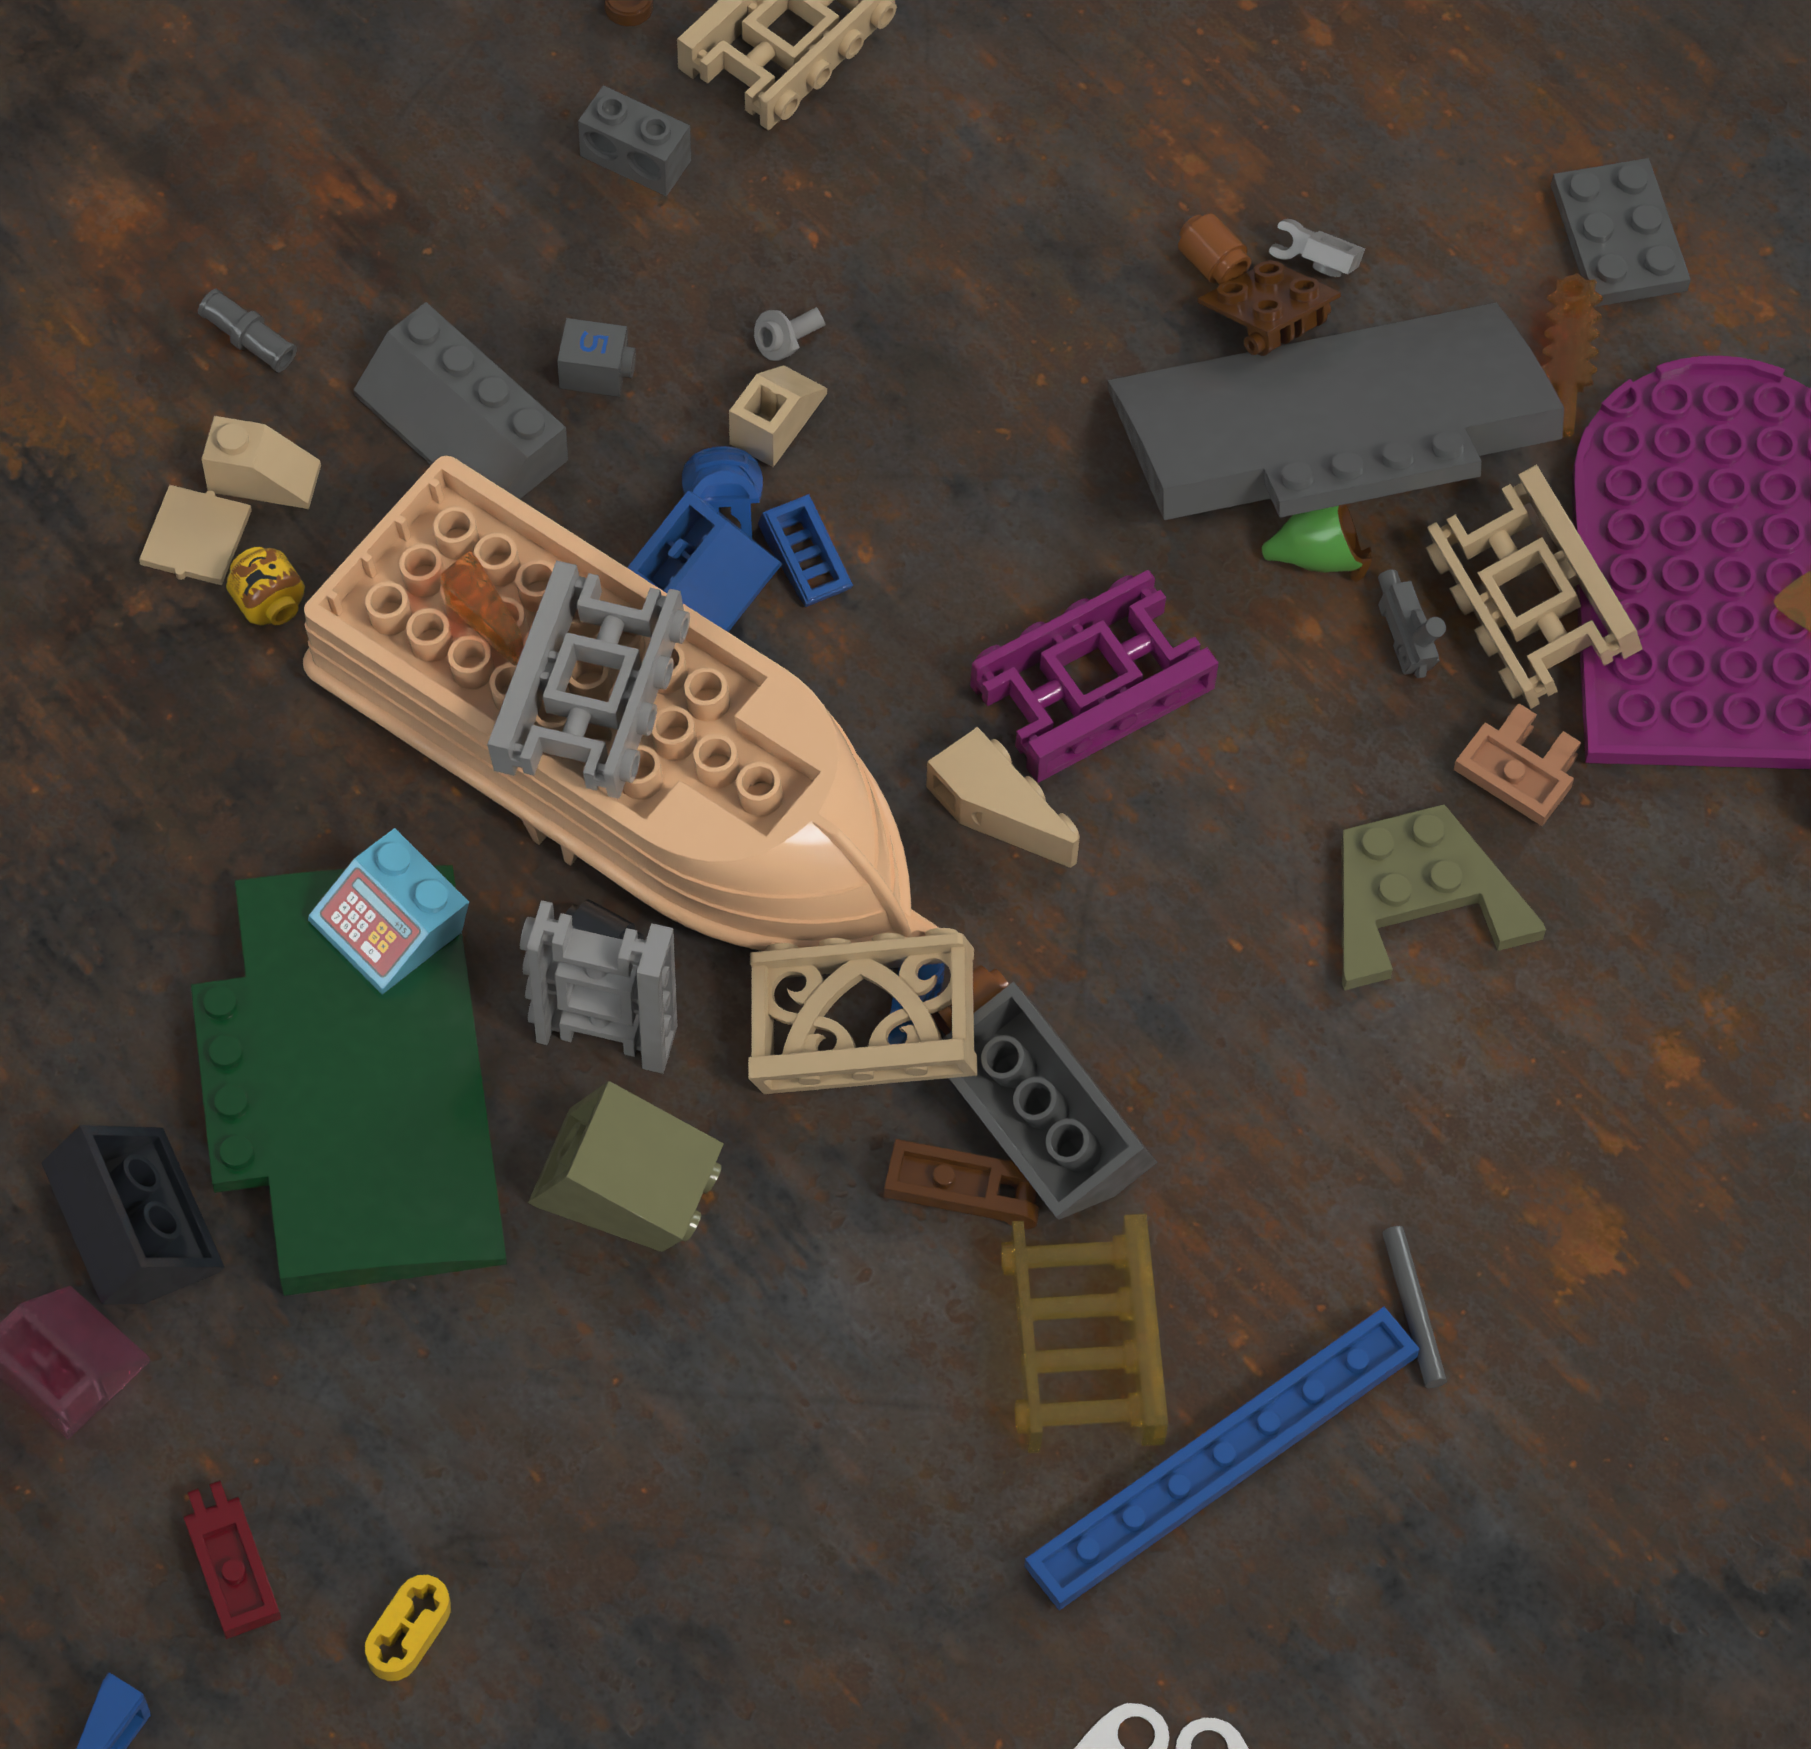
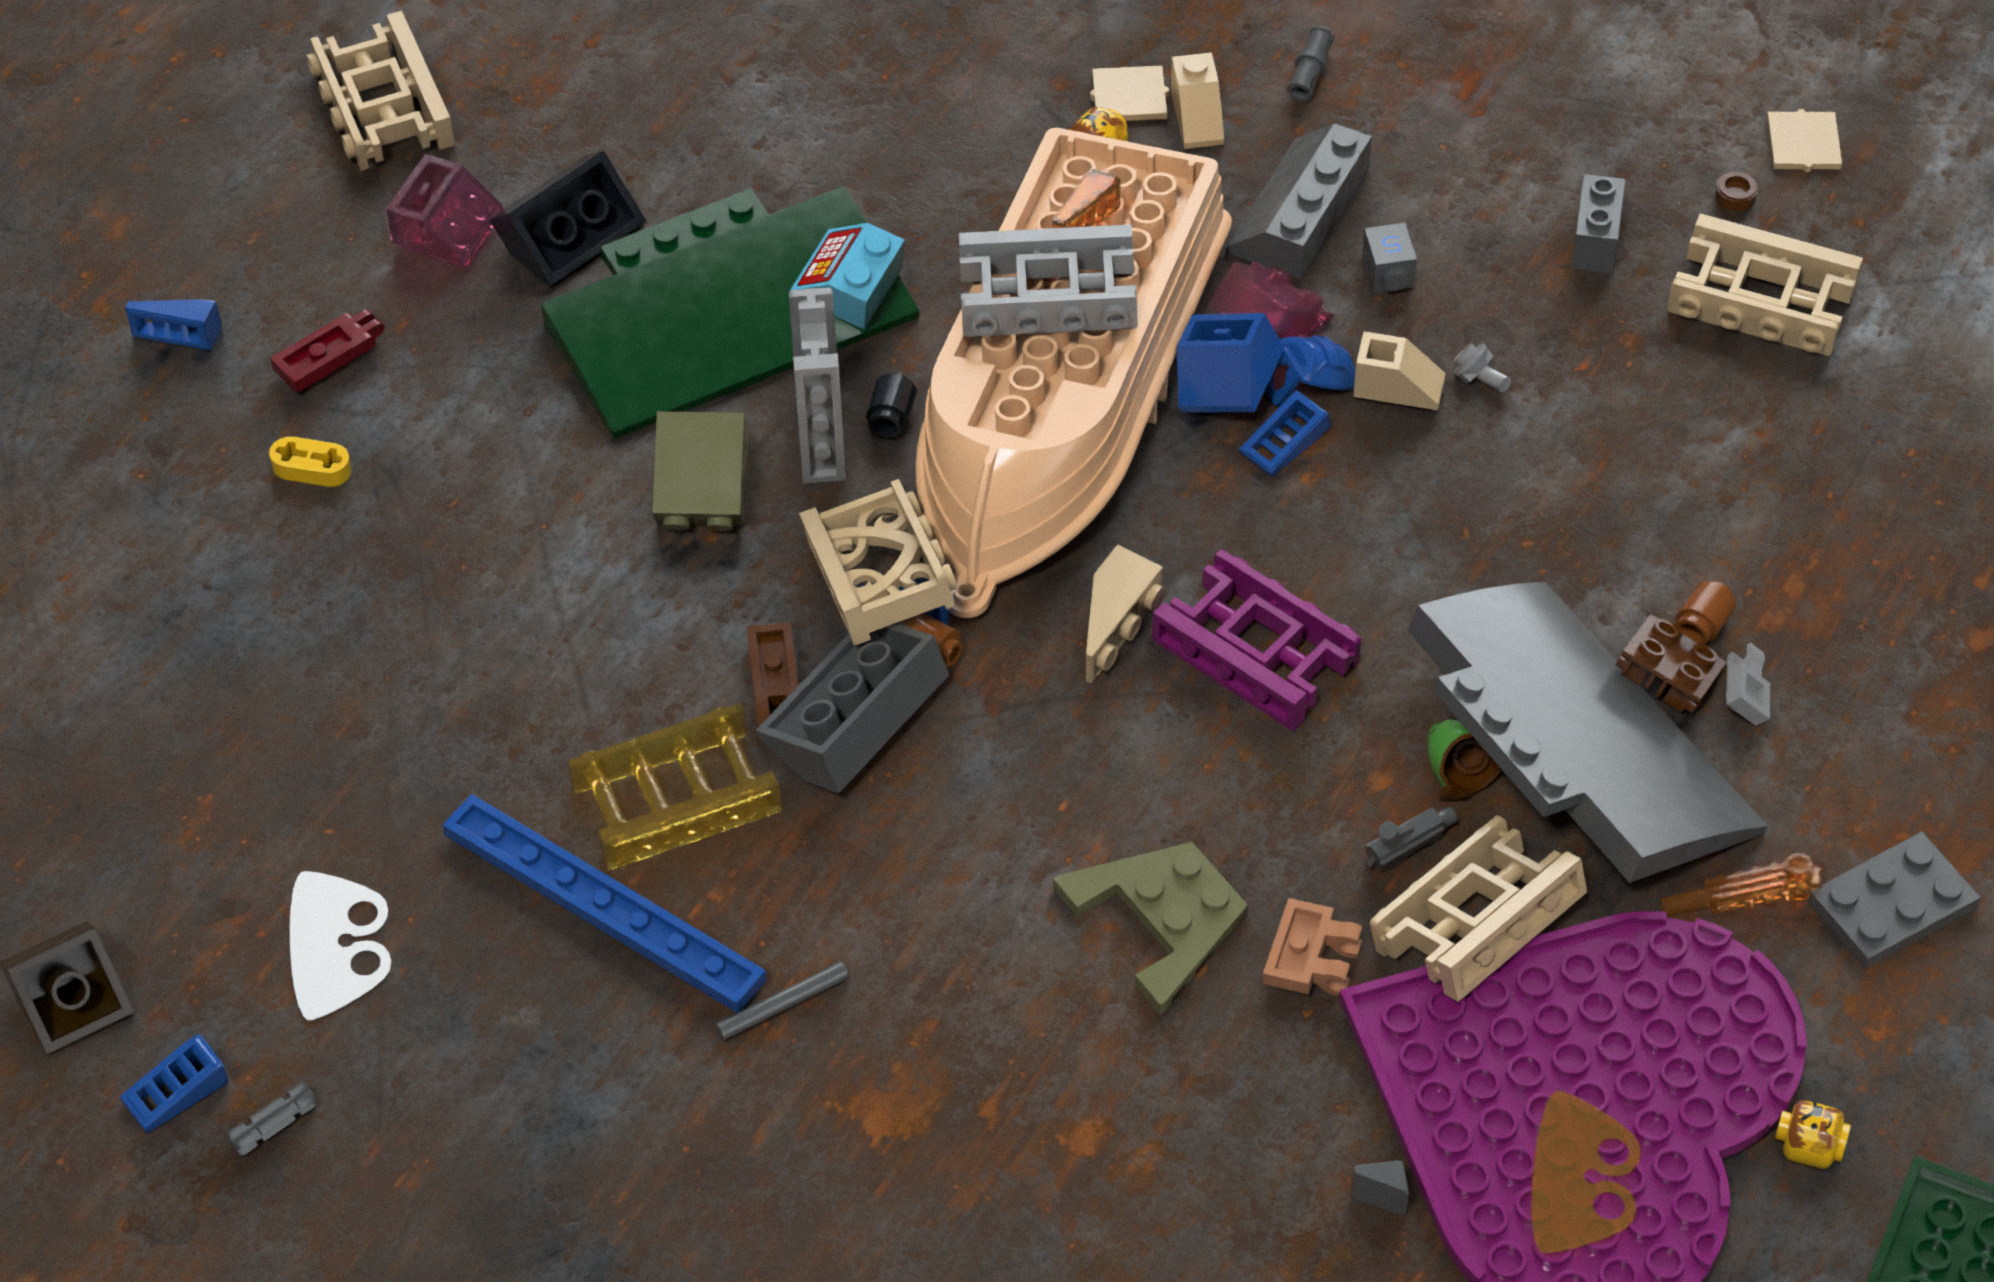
camera: 75 degrees right, 10 degrees down
(617, 496) = (1270, 292): none -> clear pink slope

